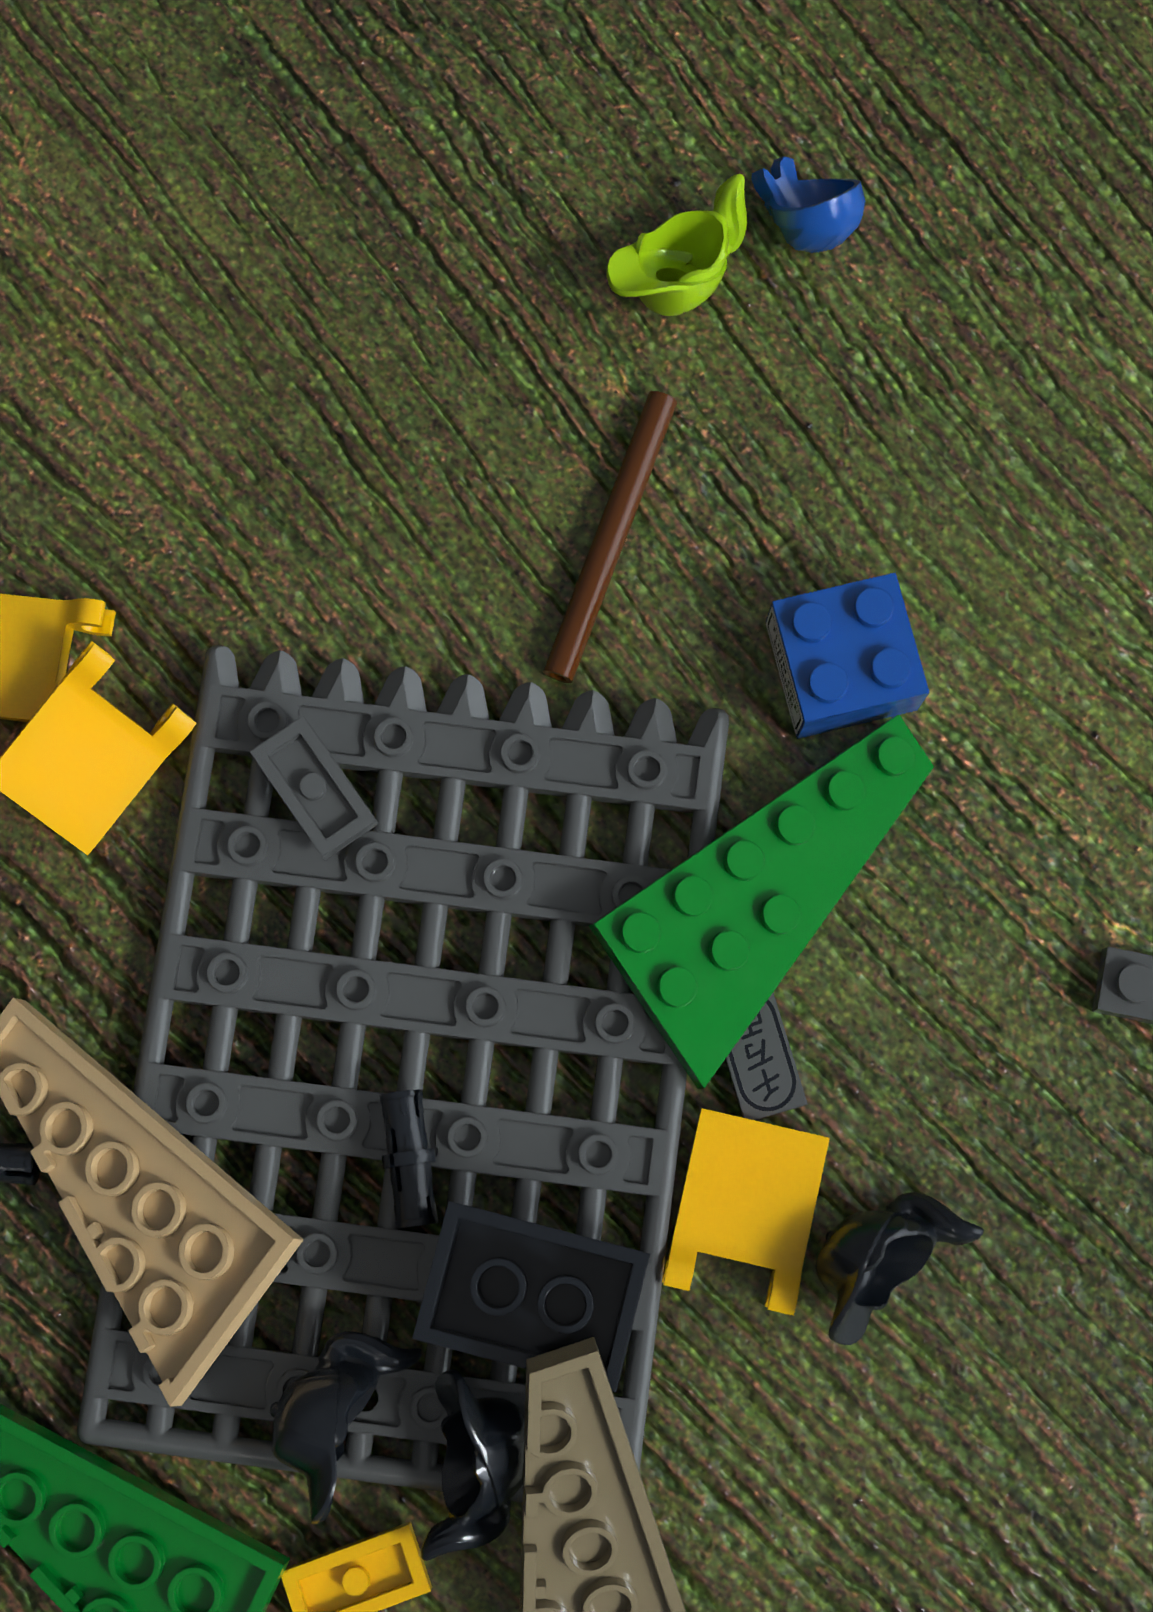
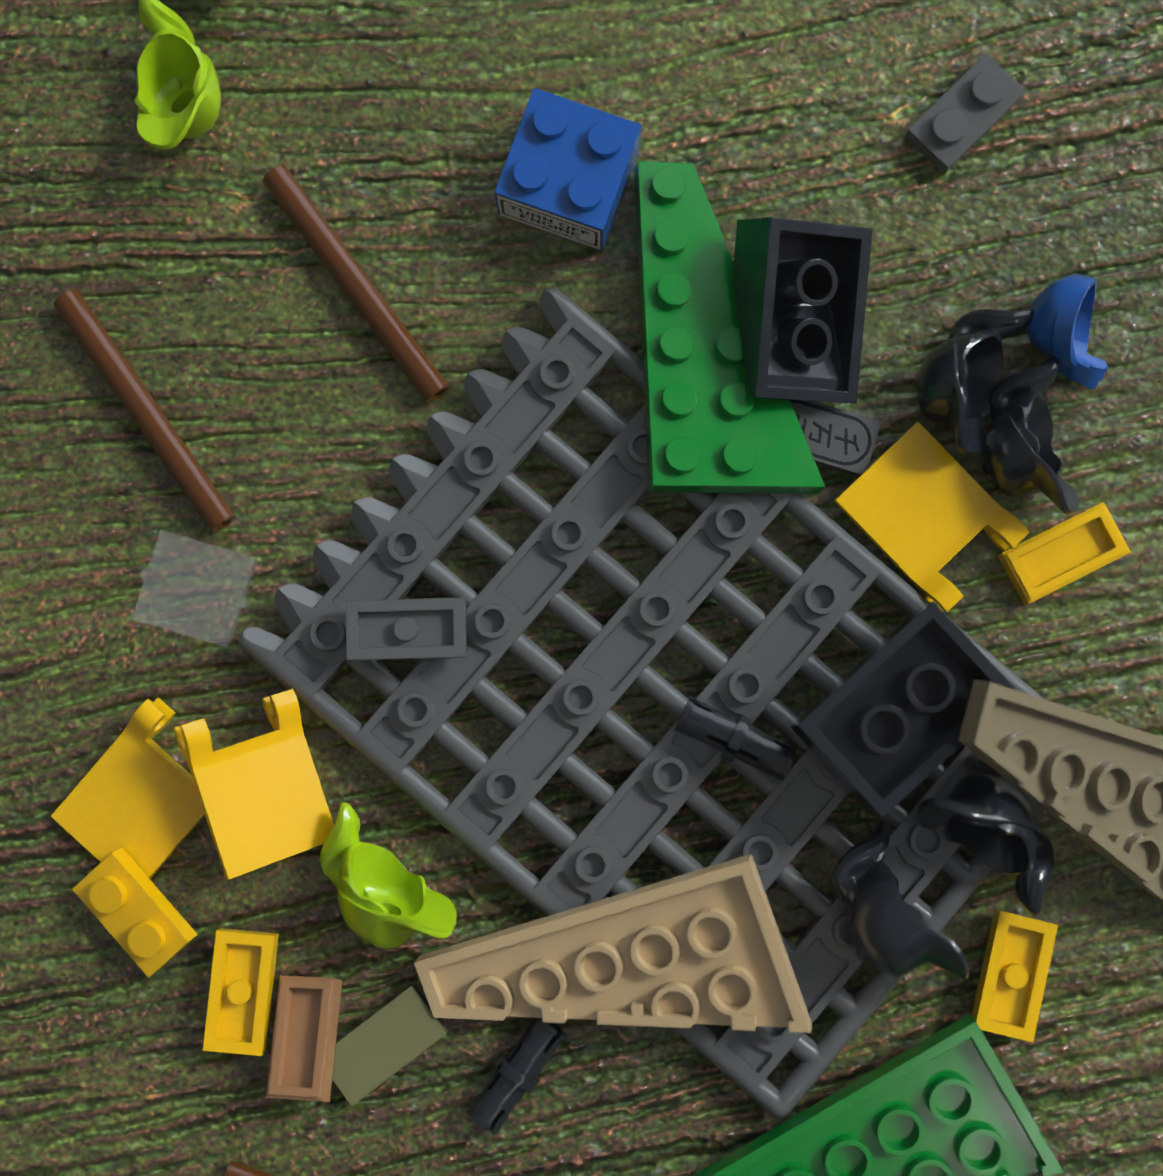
camera: 50 degrees left, 5 degrees up
(58, 923) = (376, 890): none -> lime hair
(235, 578) = (194, 588): none -> clear piece
(368, 429) = (144, 410): none -> reddish brown piece
(800, 1366) = (1064, 553): none -> yellow tile
(858, 956) = (801, 307): none -> black slope
(904, 1152) = (963, 371): none -> black hair
(1016, 1219) = (1063, 326): none -> blue piece

